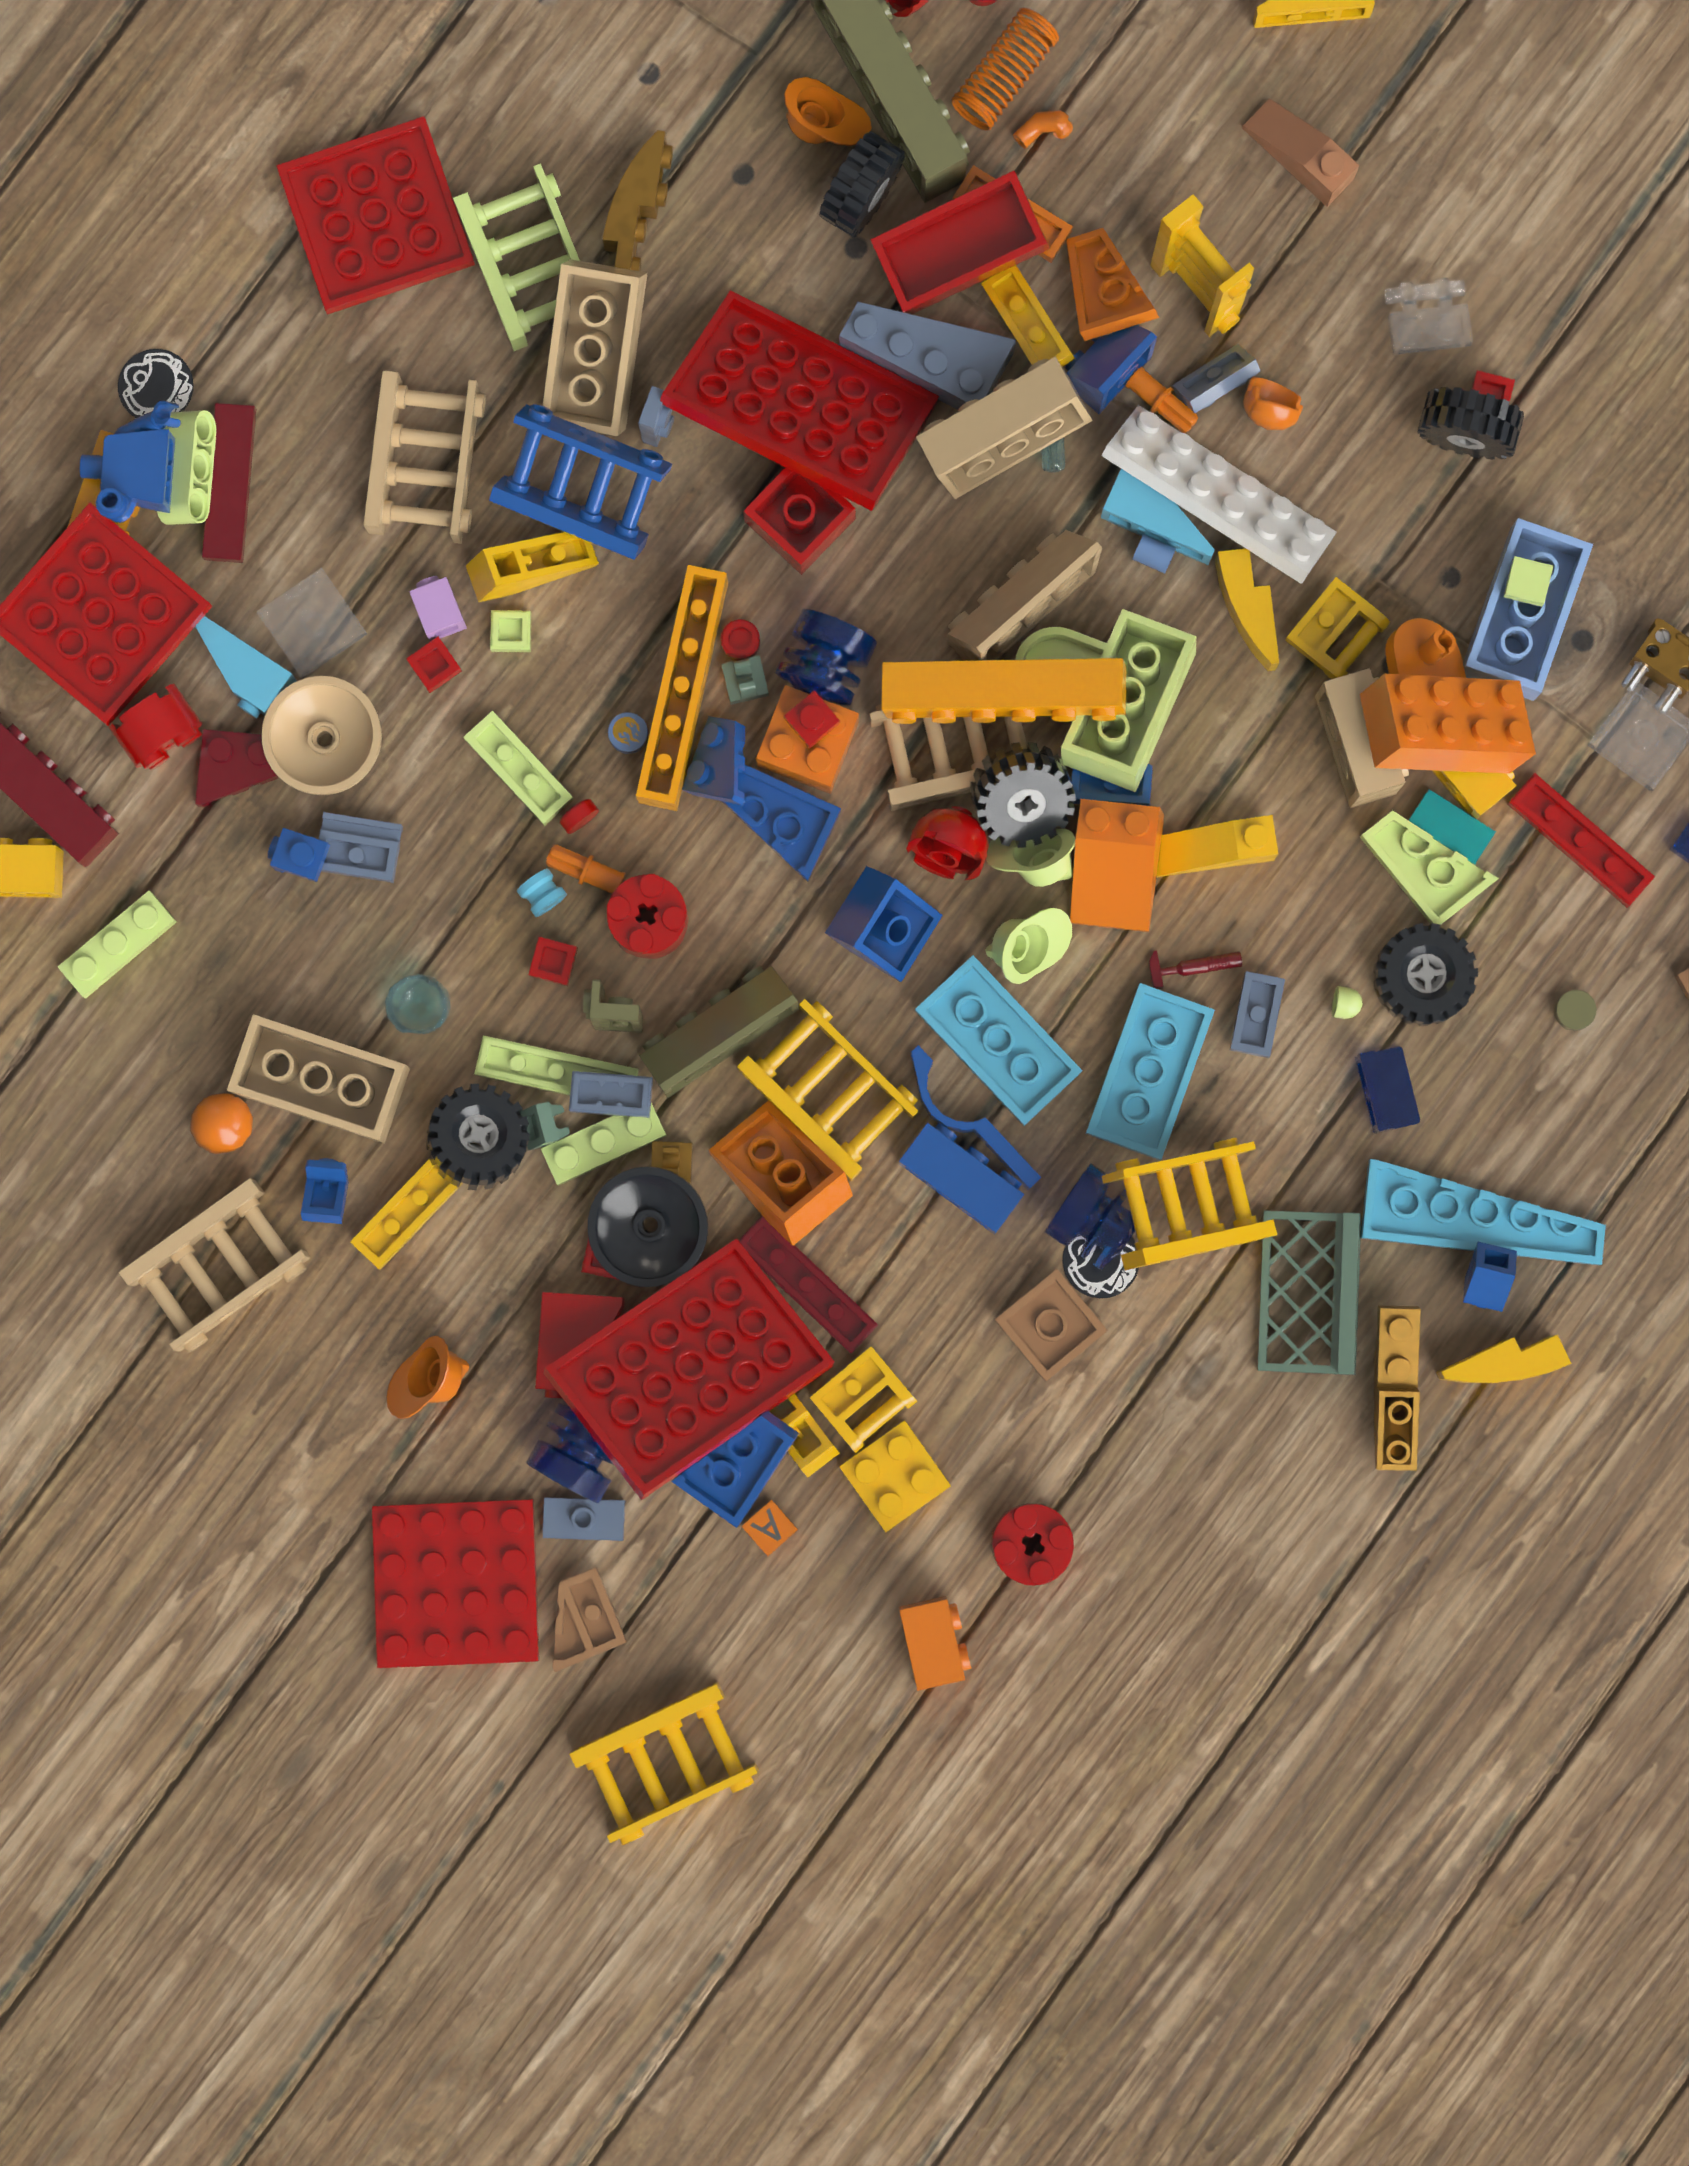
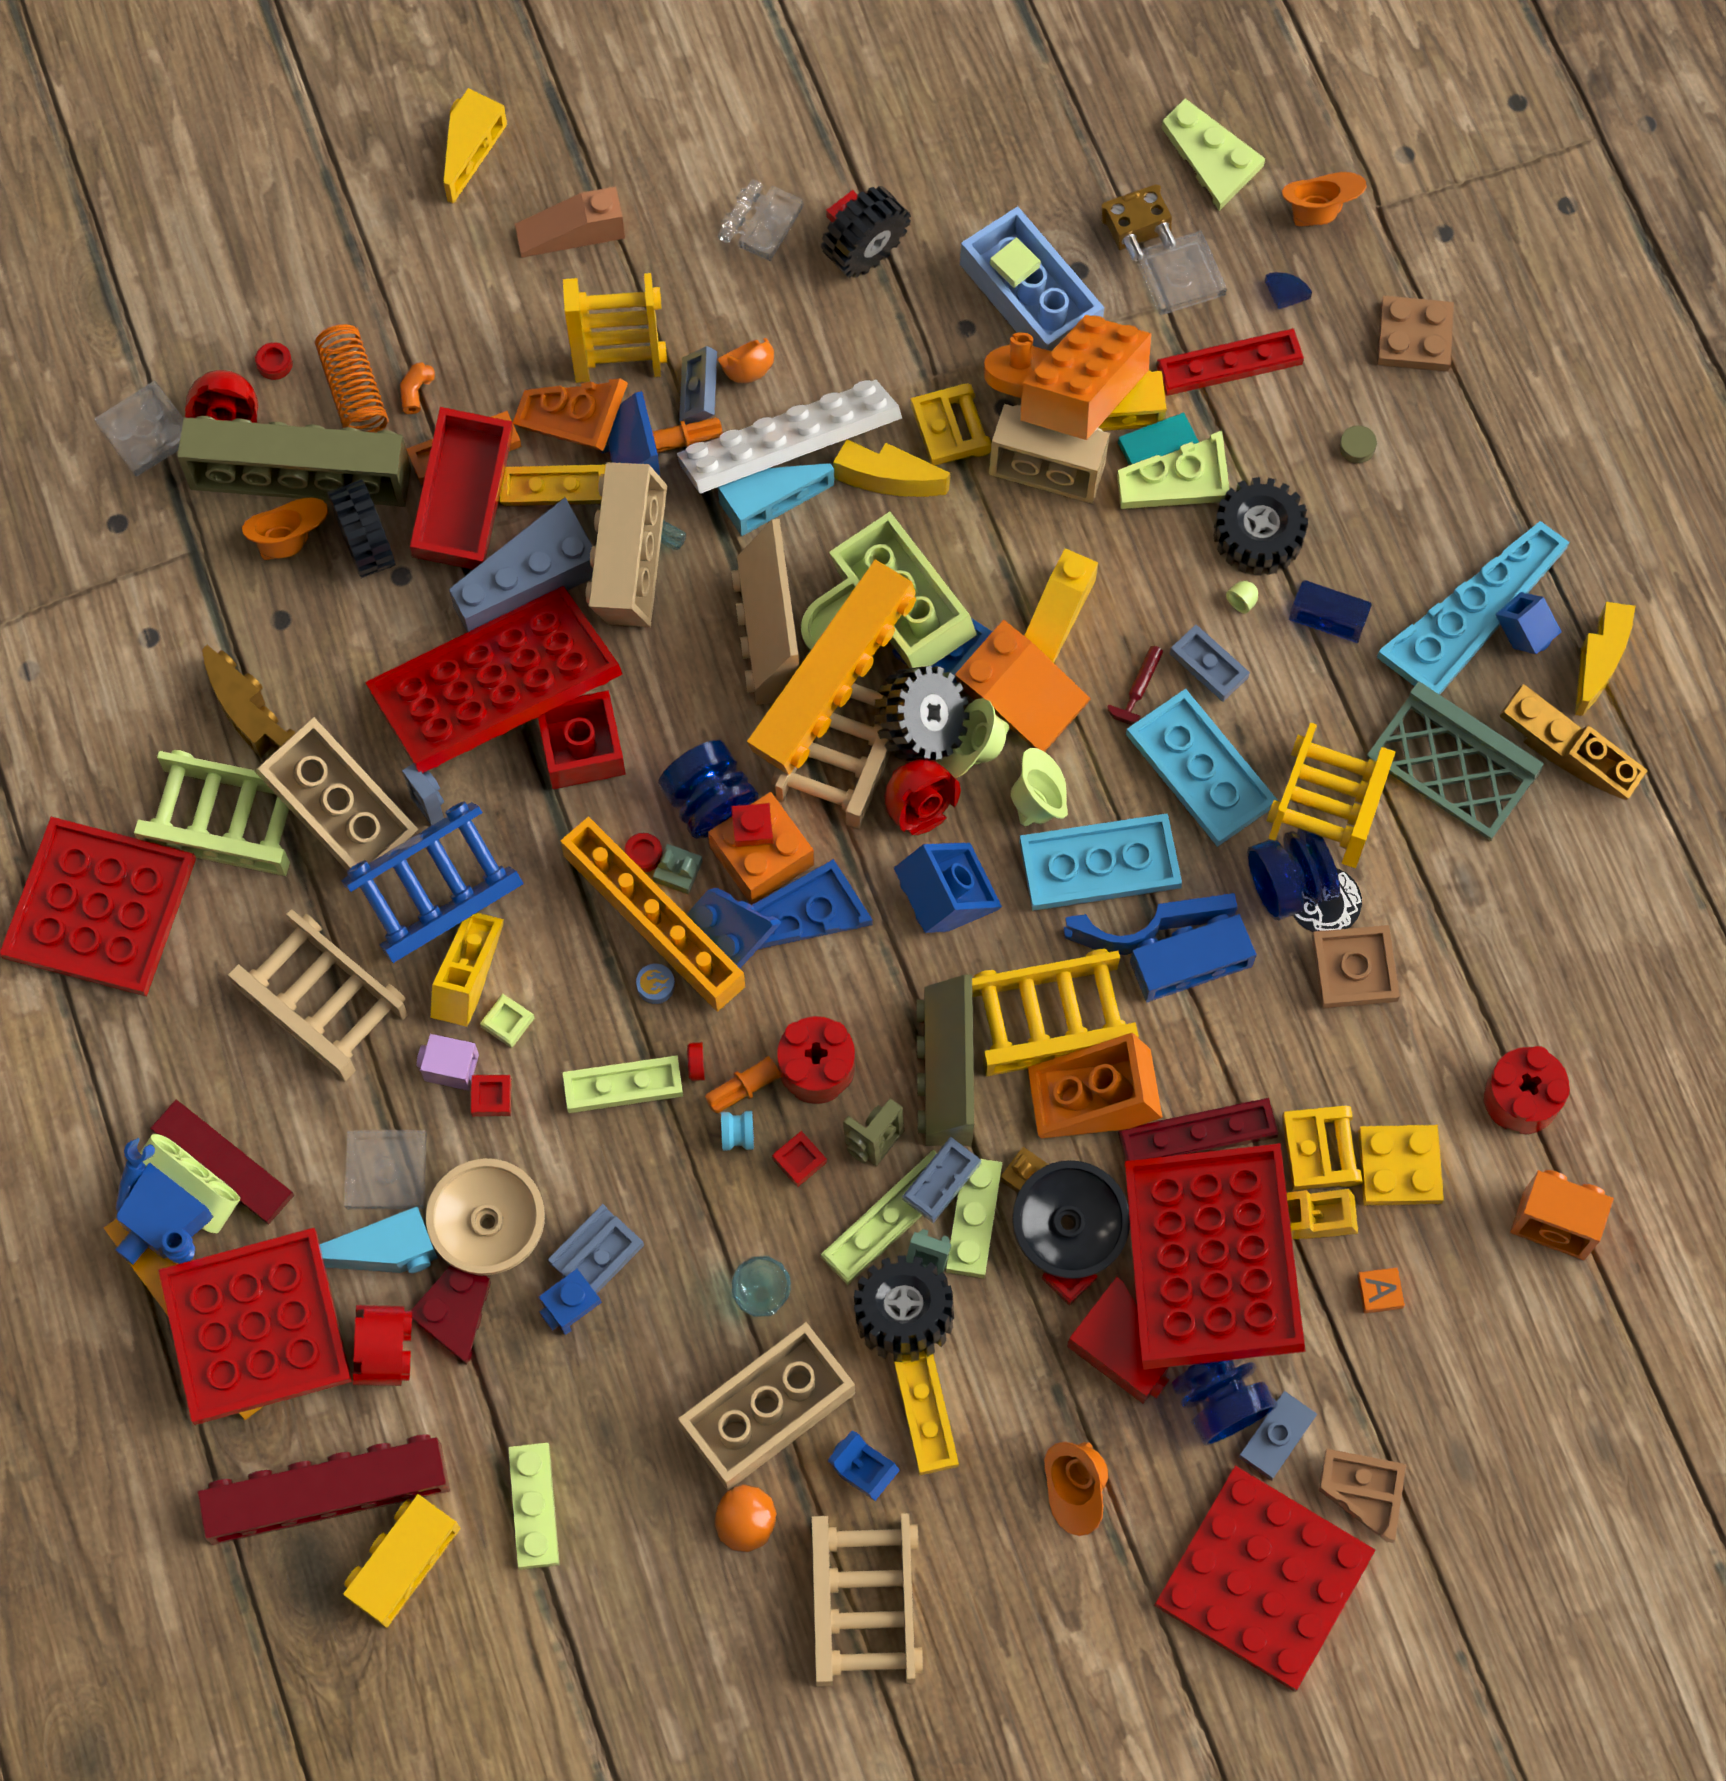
camera: 60 degrees left, 15 degrees down
(152, 378) = (93, 1170): black sticker -> none
(668, 1723) = (1491, 1514): yellow fence -> none
(738, 1469) = (1322, 1272): blue wing -> none
(1154, 553) = (799, 513): medium blue hinge -> none

